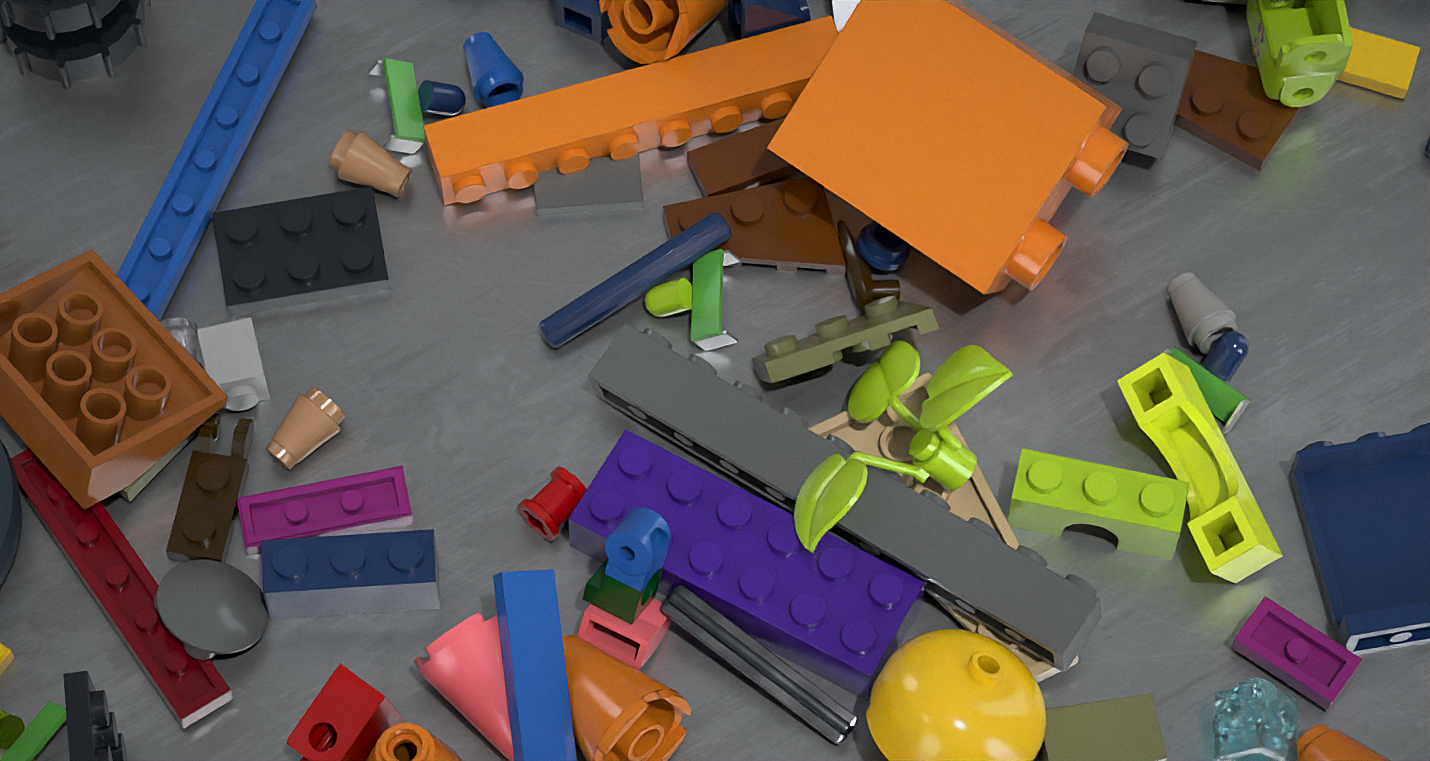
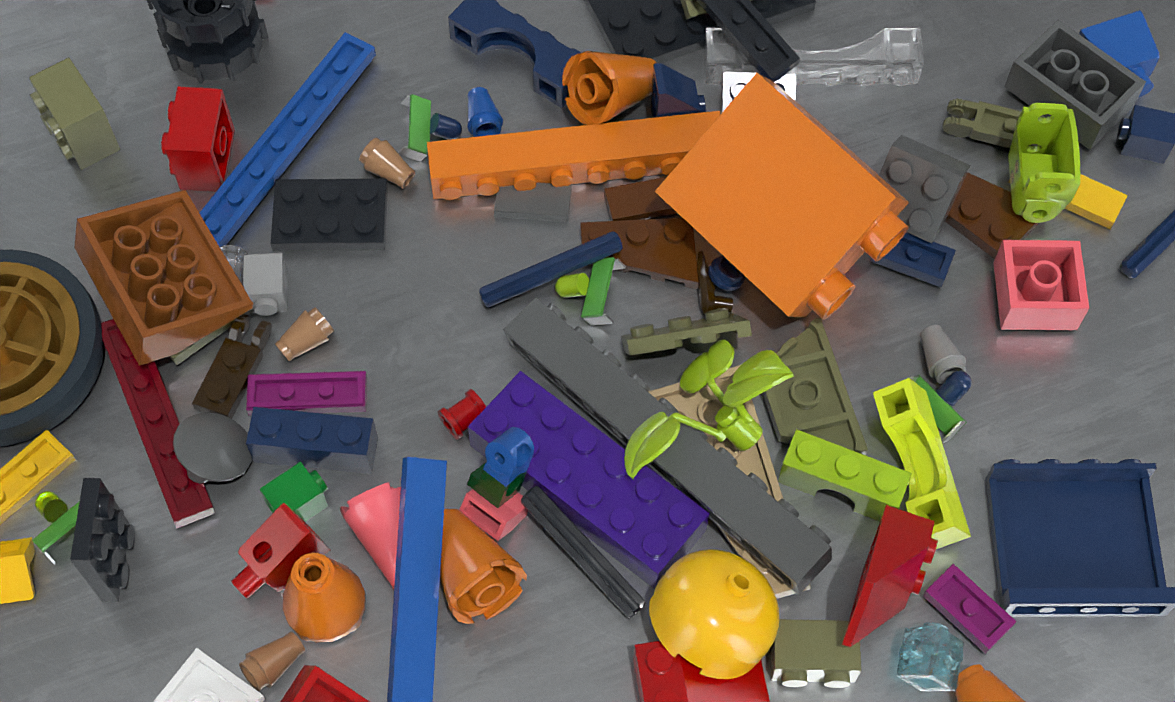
camera: 10 degrees right, 0 degrees up
(92, 172) = (199, 138): none -> red brick
(343, 640) = (298, 490): none -> green brick
(1042, 402) = (815, 396): none -> olive wing
(1150, 184) = (919, 259): none -> dark blue plate
(1183, 618) = (890, 571): none -> red slope
(1320, 194) = (1040, 285): none -> coral brick

